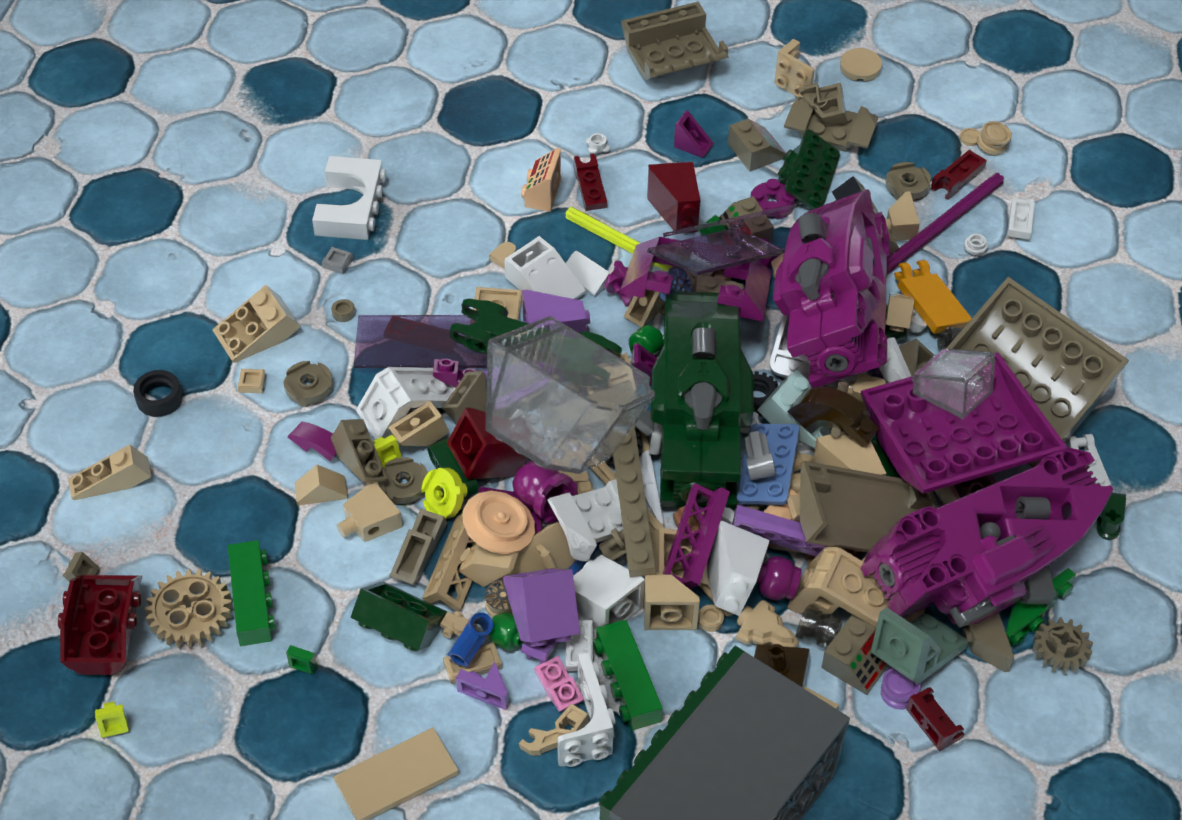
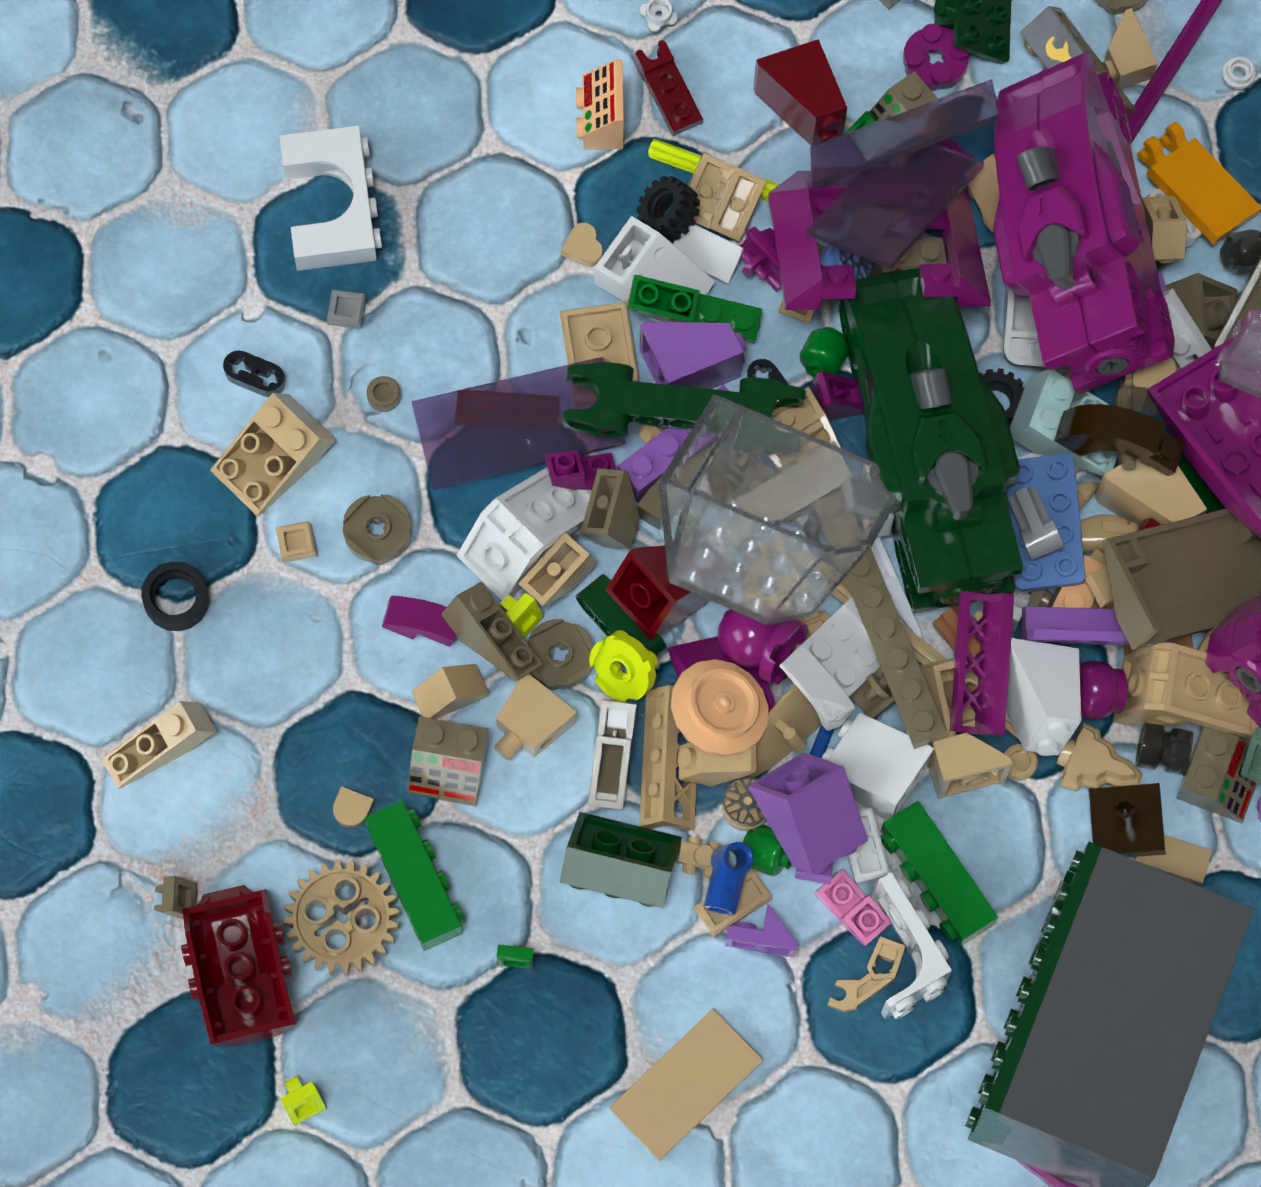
camera: 15 degrees left, 20 degrees up
(220, 543) = (351, 808): none -> tan tile
(265, 278) = (256, 366): none -> black beam
(302, 526) = (448, 761): none -> dark tan slope
(542, 281) = (683, 304): none -> green slope
(568, 239) = (680, 214): none -> black tyre
(605, 243) = (725, 196): none -> tan slope

